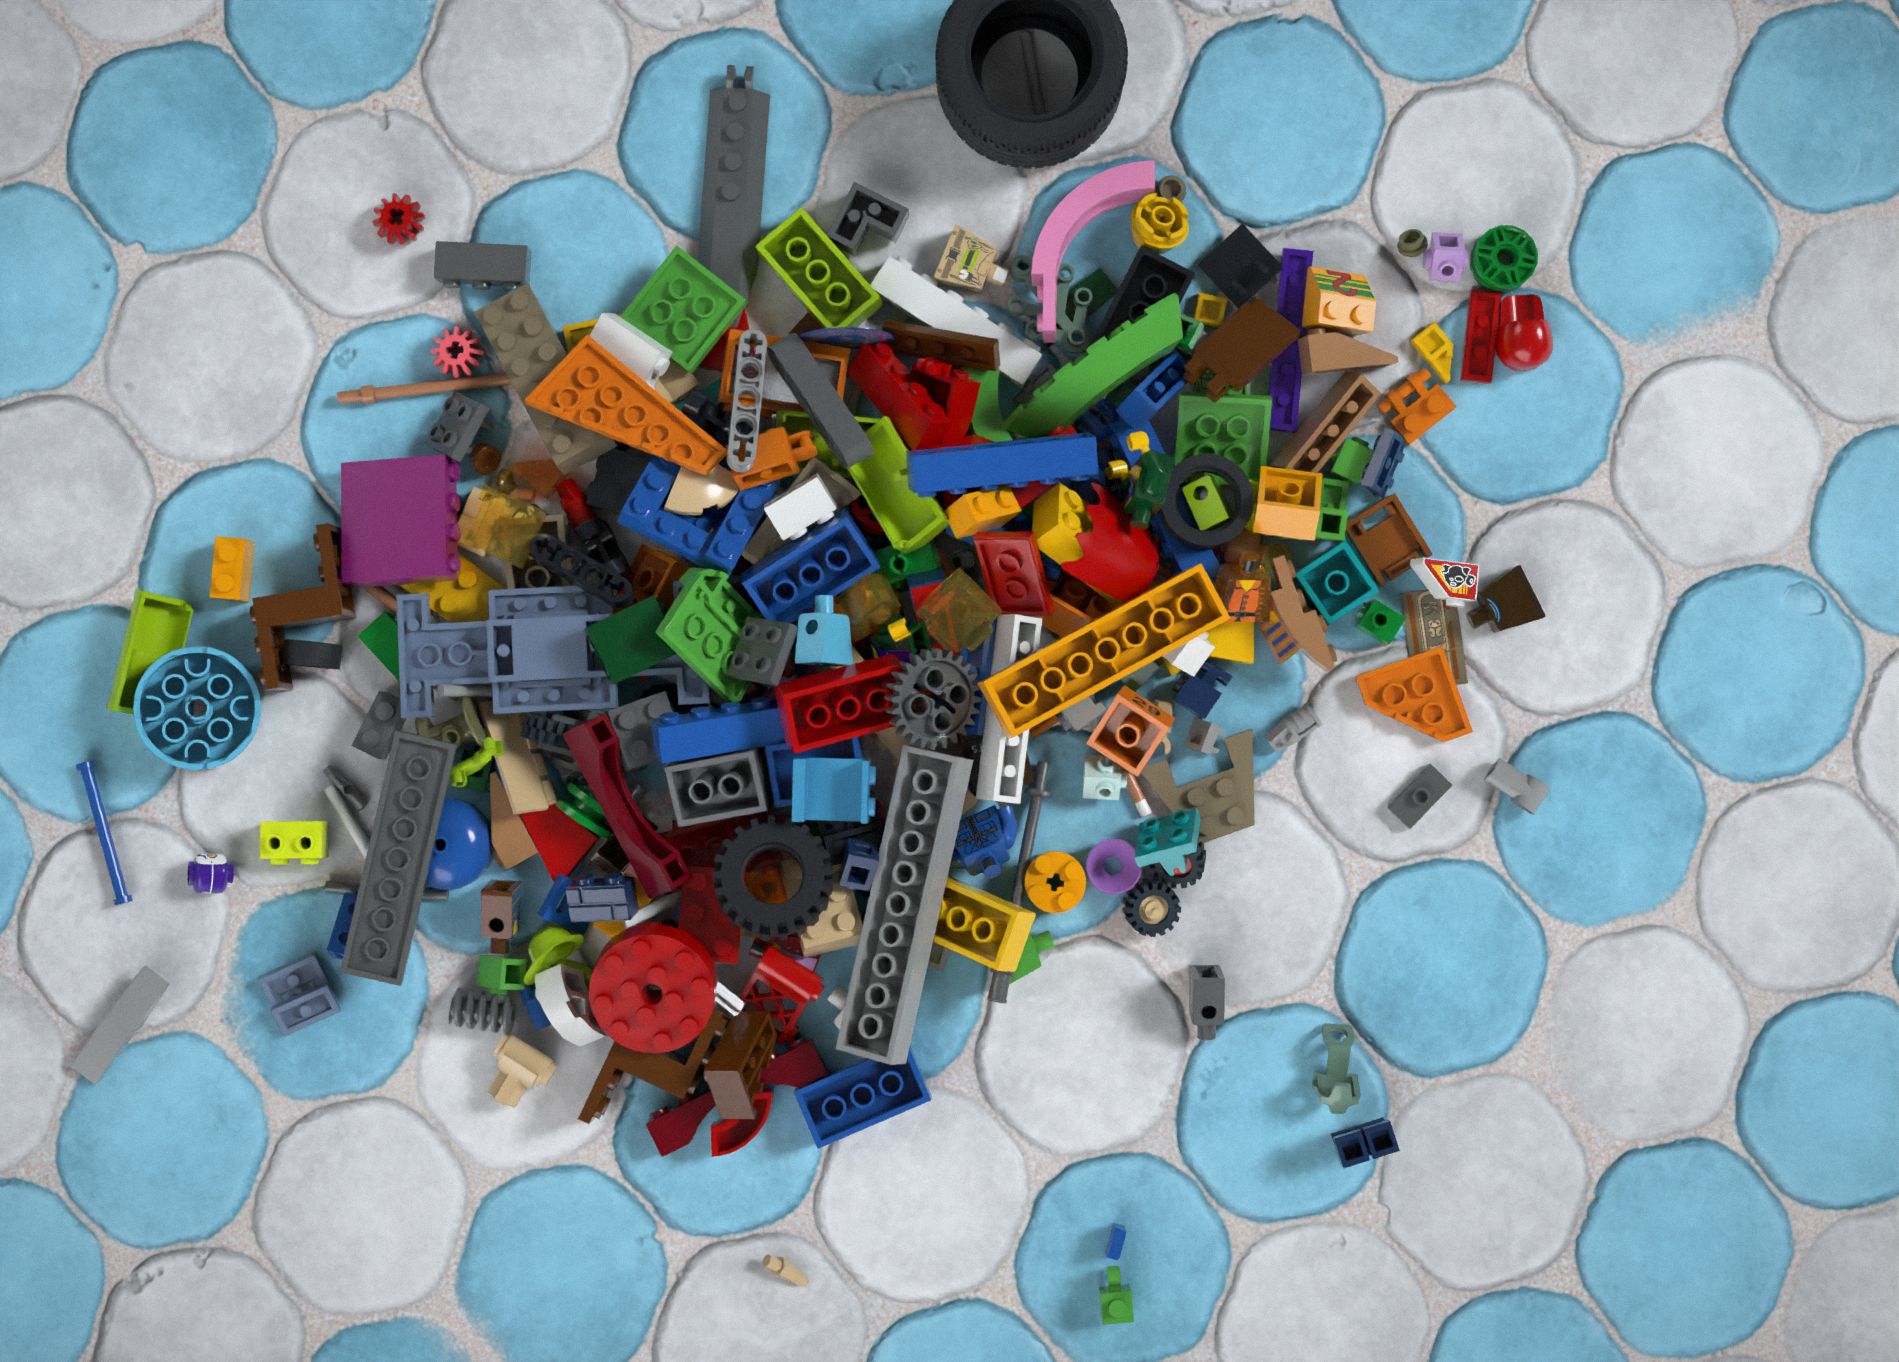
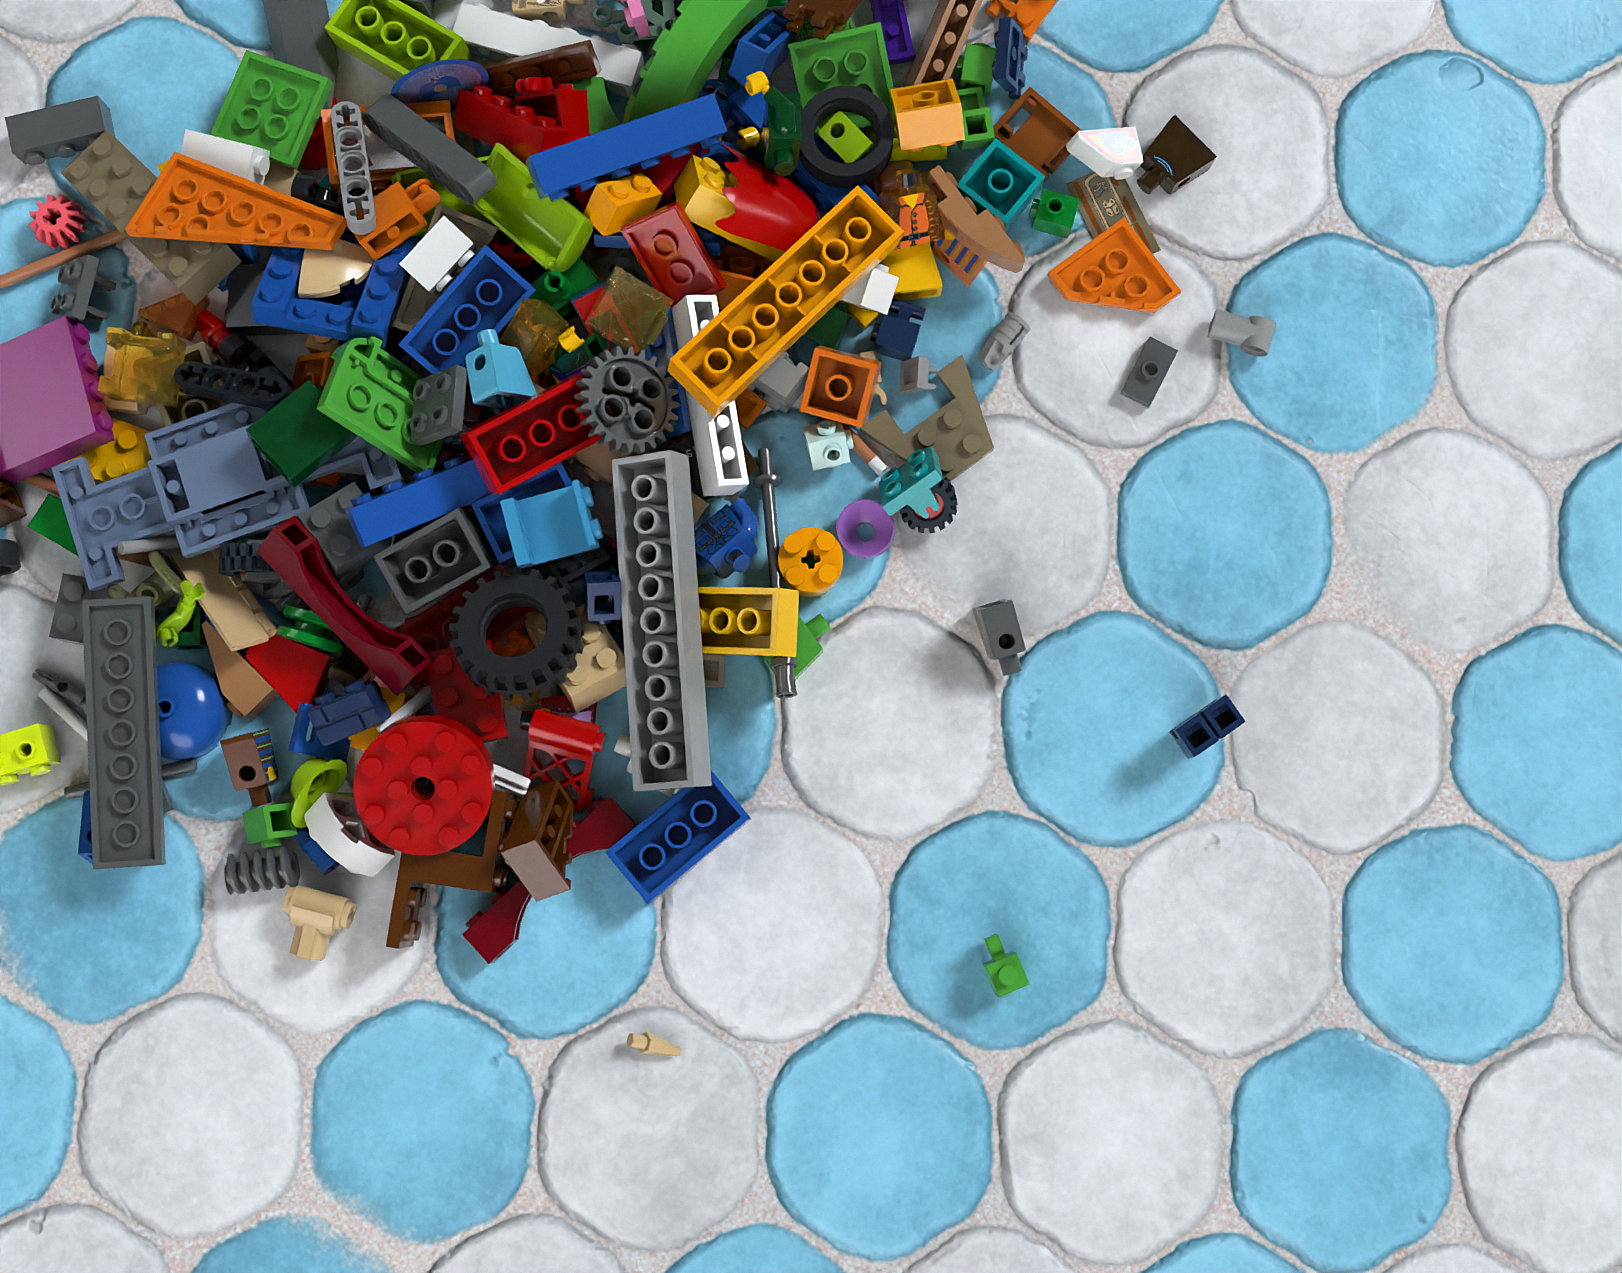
camera: 20 degrees left, 5 degrees down
(299, 993) = (67, 912): sand blue slope -> none
(484, 458) = (113, 315): reddish brown tile -> none
(733, 1134) = (564, 909): red brick -> none
(1116, 1241) = (985, 909): blue tile -> none
(1151, 907) = (916, 559): black wheel -> none
(1335, 1085) = (1157, 679): sand green piece -> none

